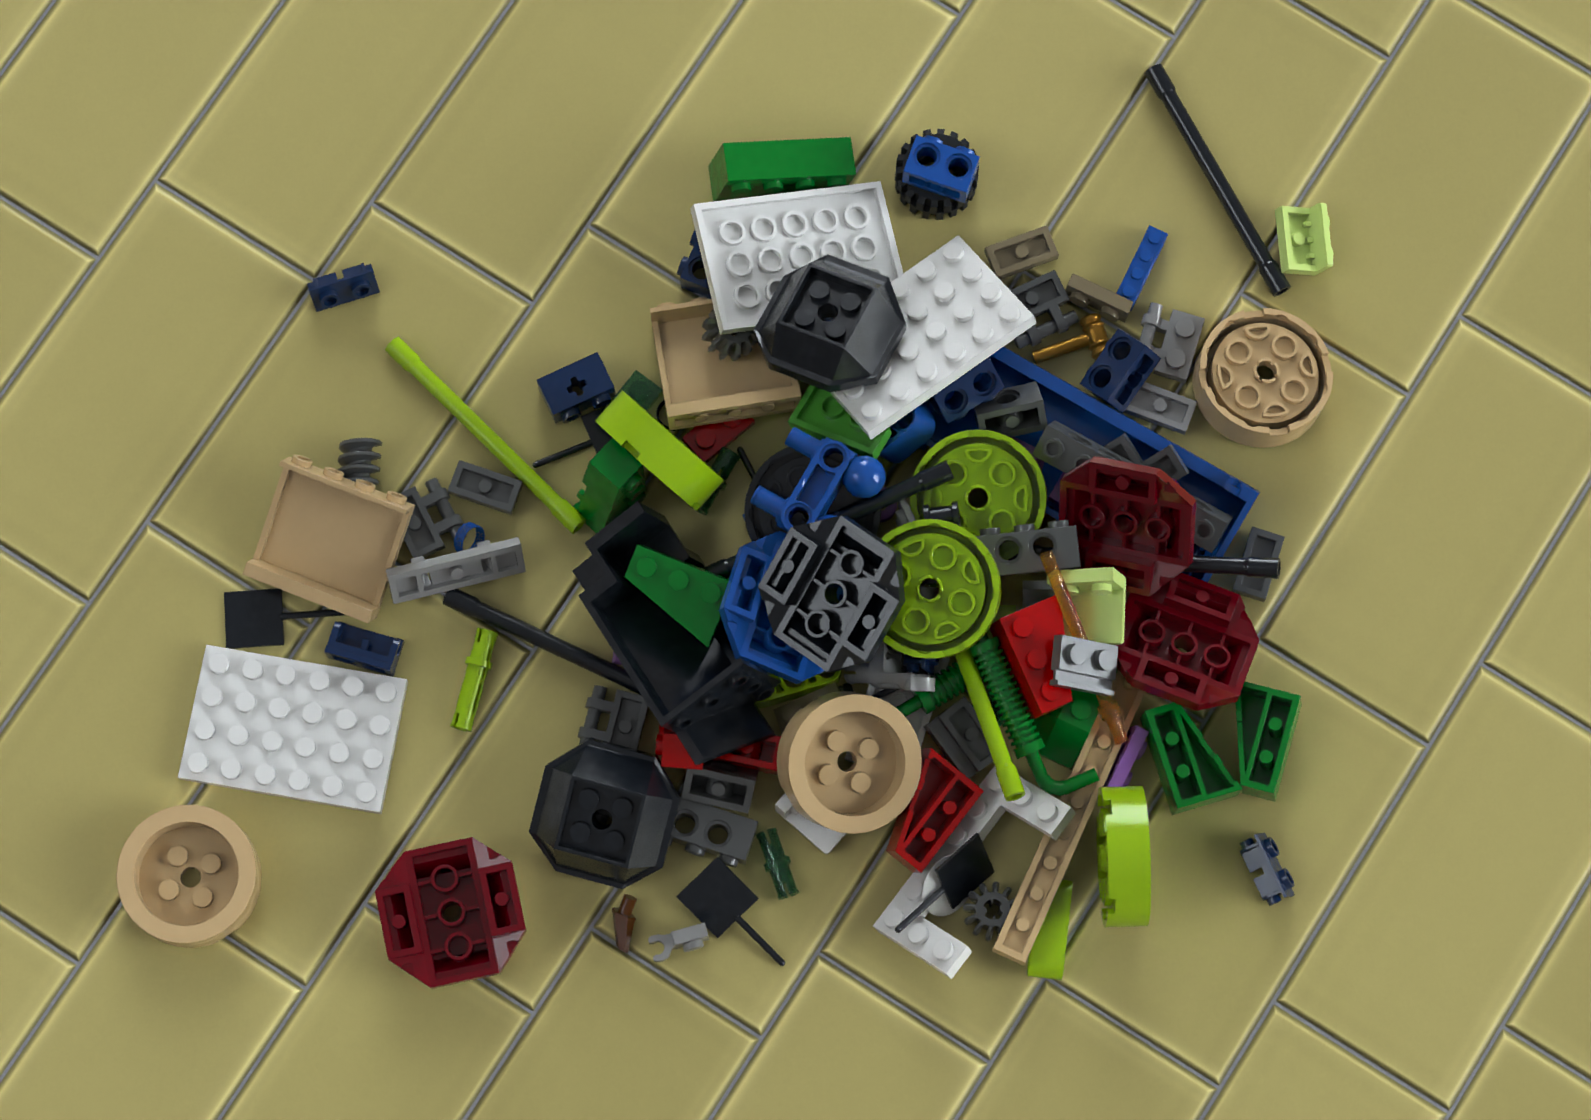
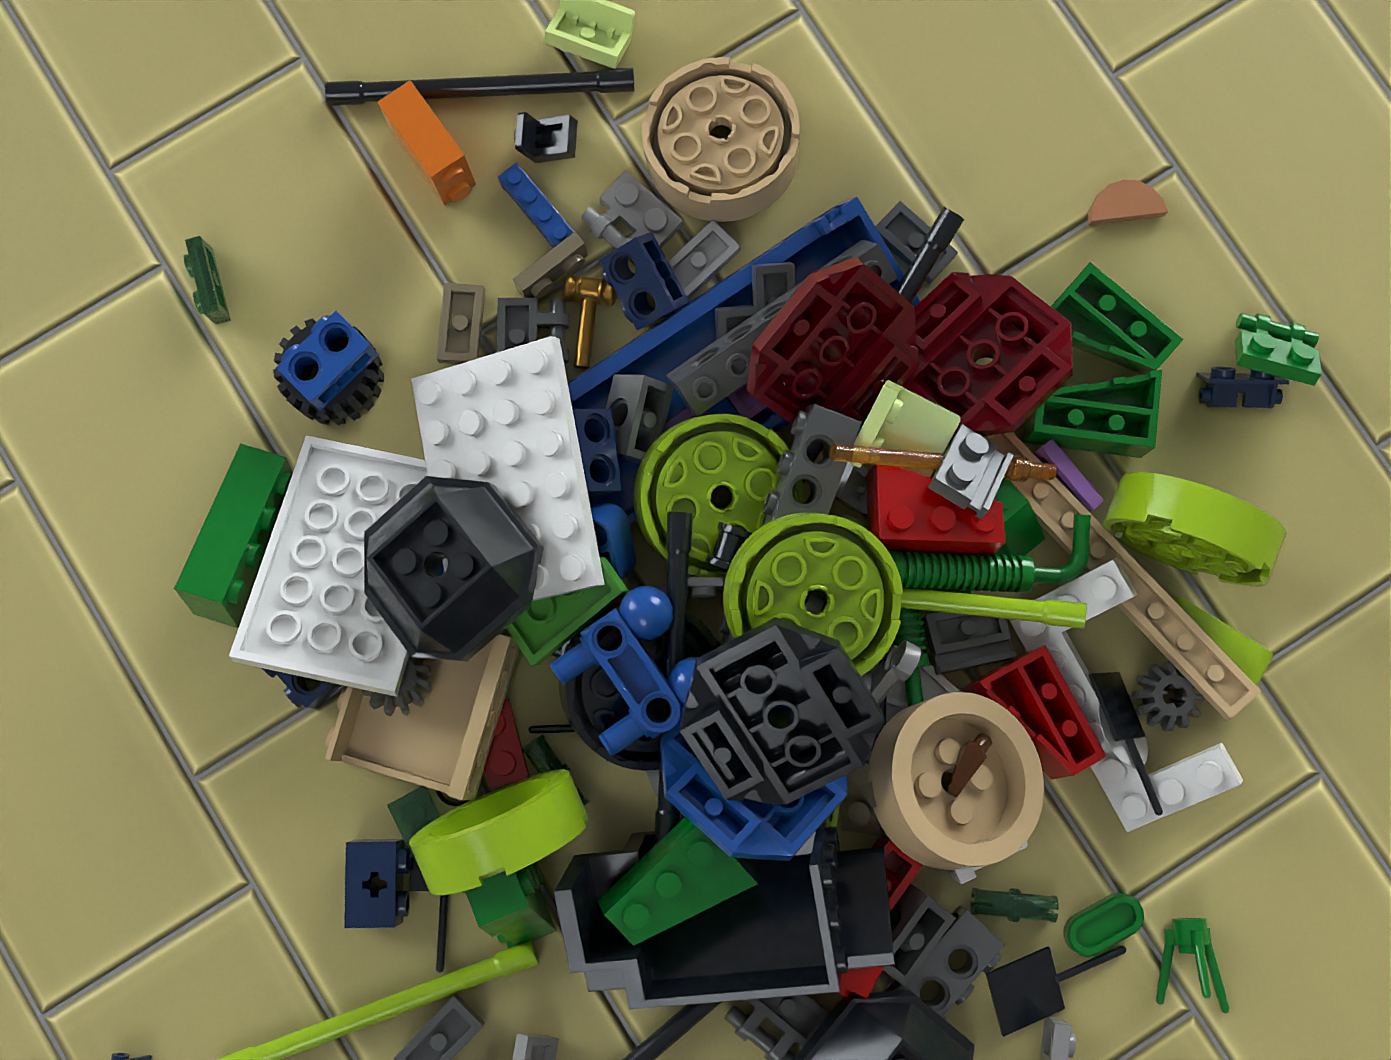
camera: 65 degrees left, 5 degrees up
(794, 939) = (1103, 924): none -> green tile
(815, 1006) = (1192, 938): none -> green plant
(867, 766) = (968, 761): none -> reddish brown bar
(970, 45) = (202, 266): none -> clear green plate
(1146, 162) = (427, 143): none -> orange brick
(1199, 246) = (546, 138): none -> black bracket
(1303, 880) = (1277, 348): none -> green plate
(1375, 715) = (1126, 202): none -> nougat tile

